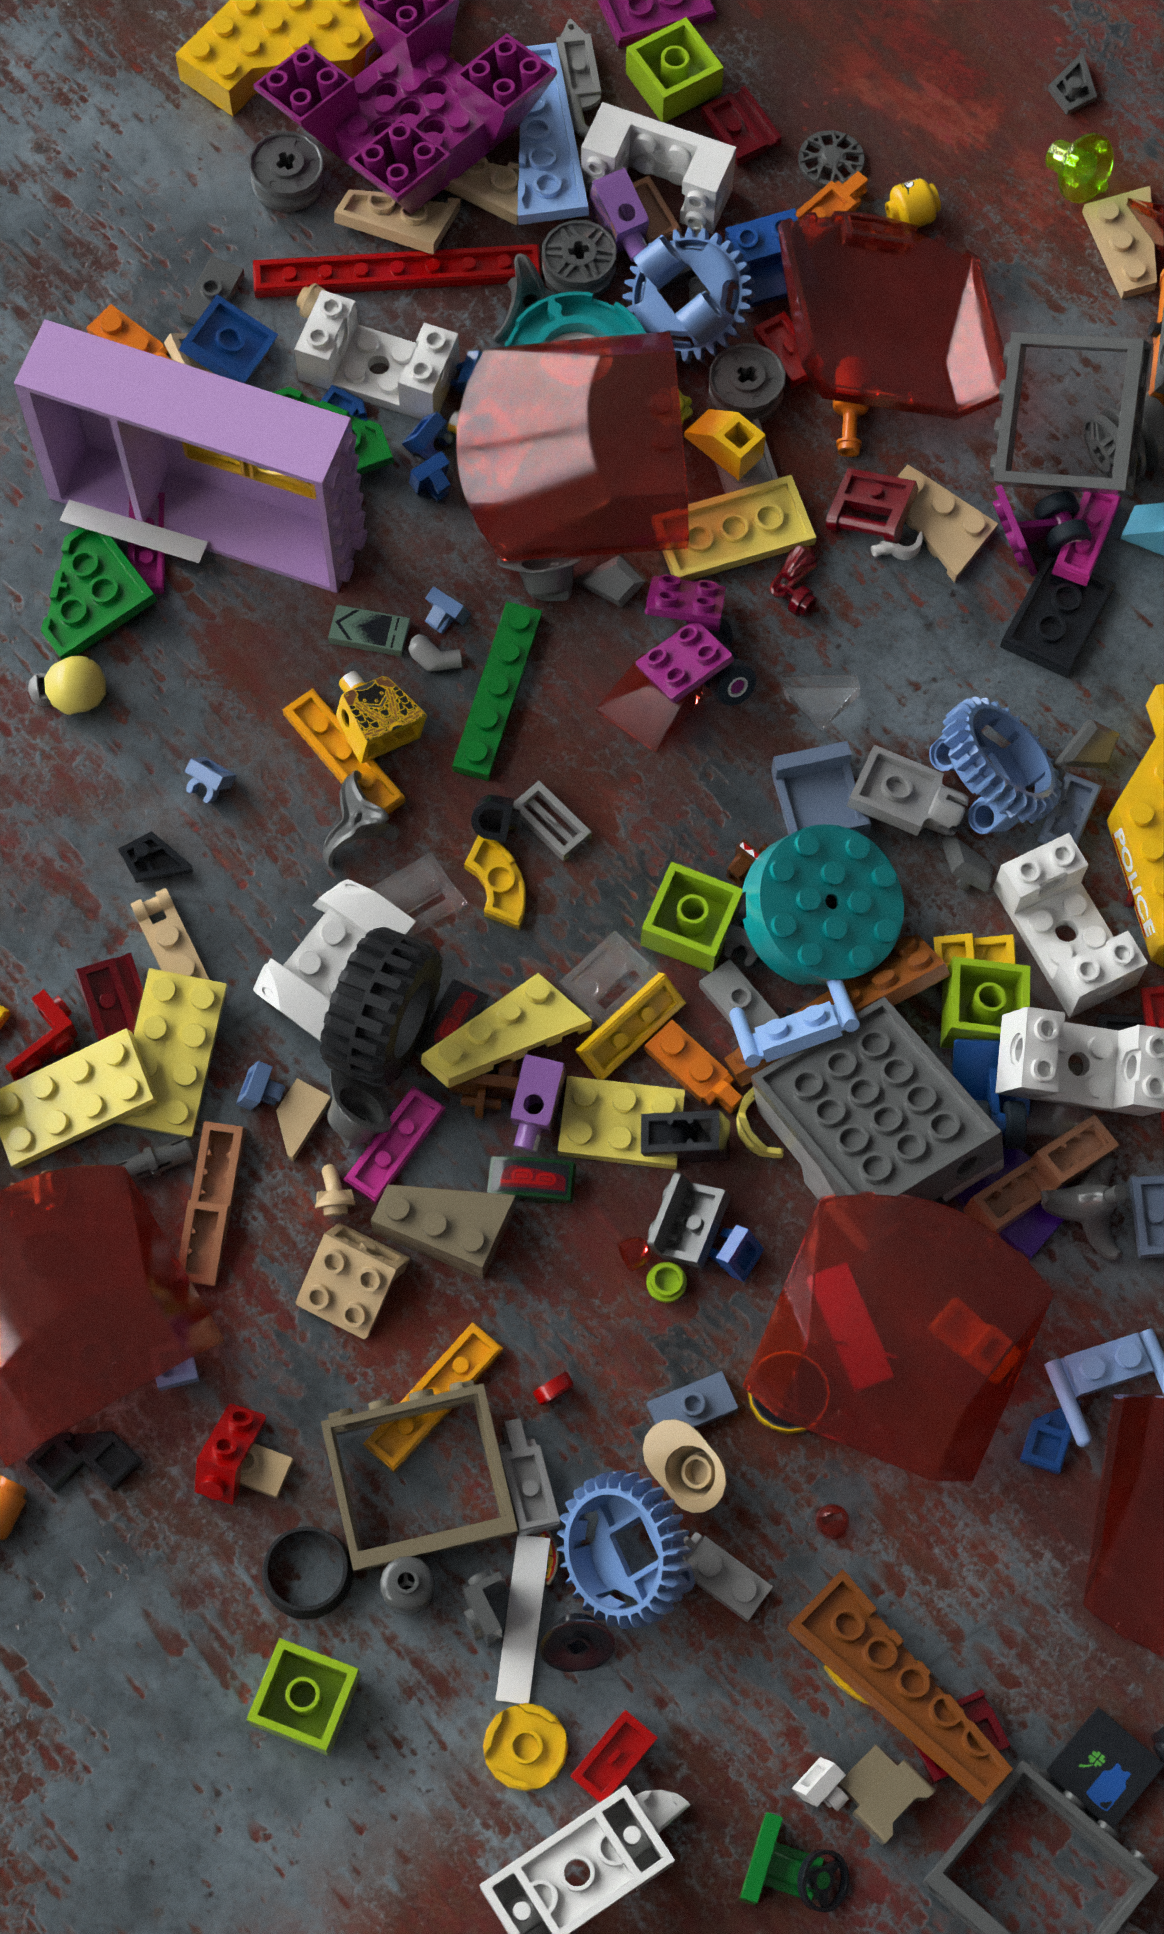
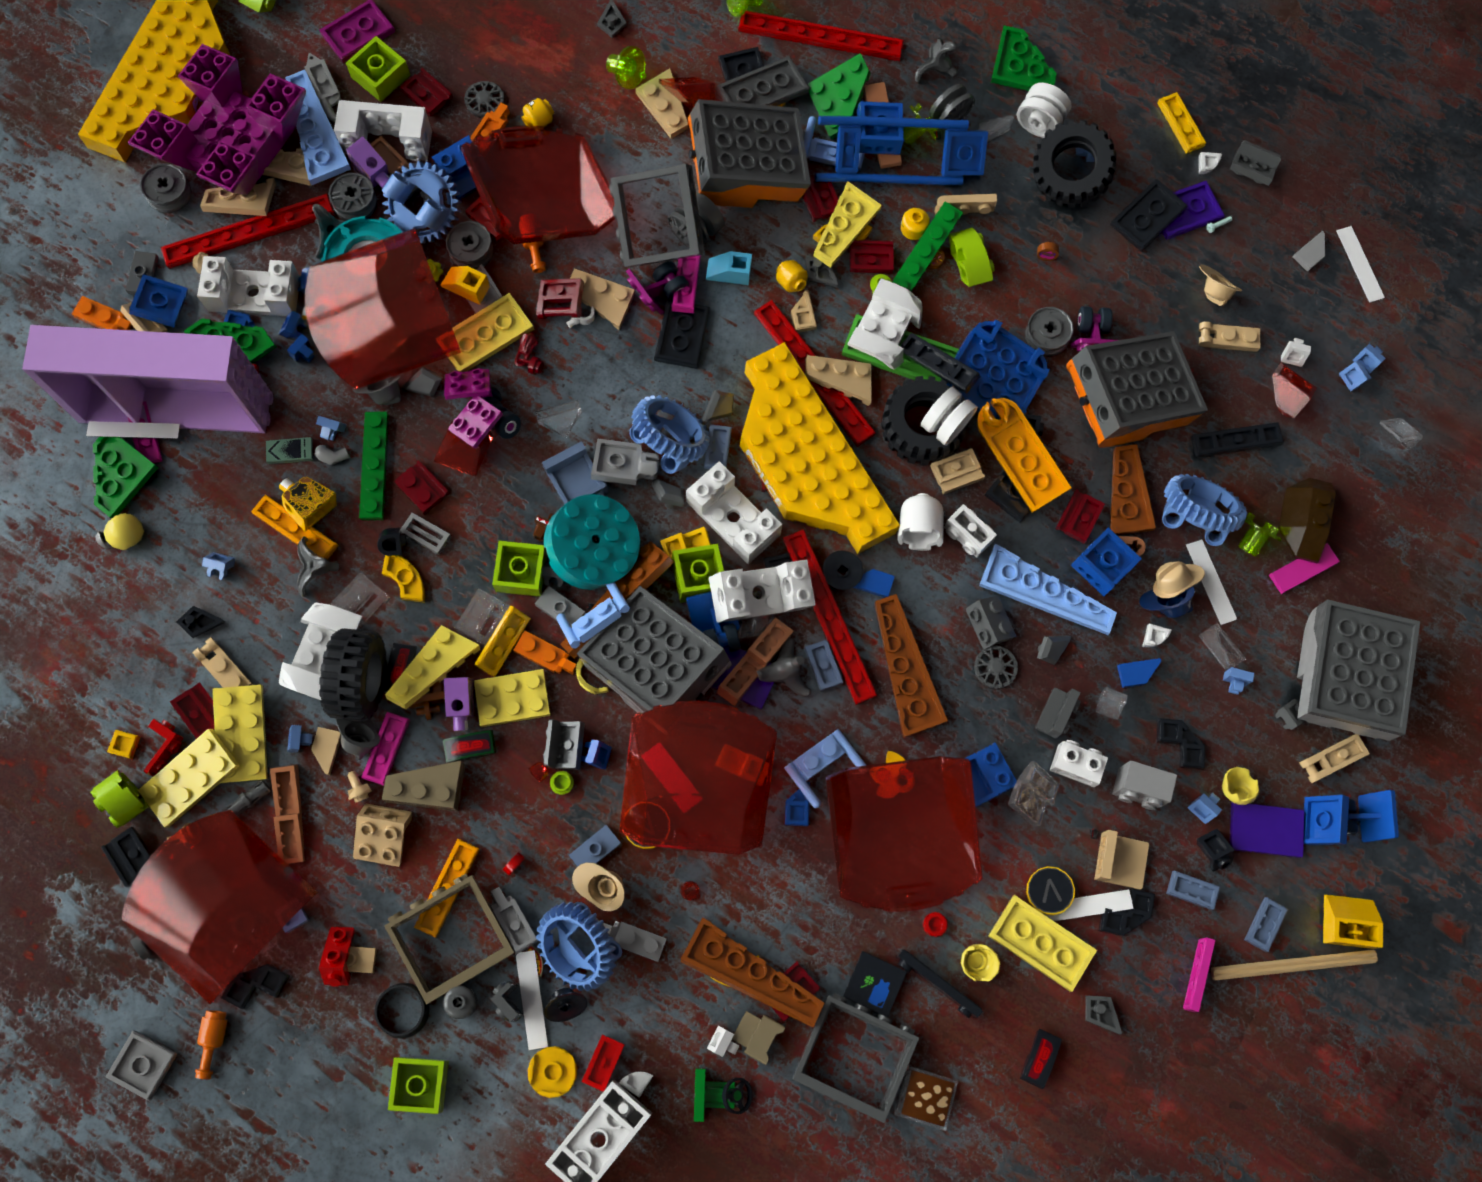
camera: 20 degrees left, 5 degrees up
(564, 745) = (421, 487): none -> dark red plate
(686, 1135) = (550, 696): black arch -> none

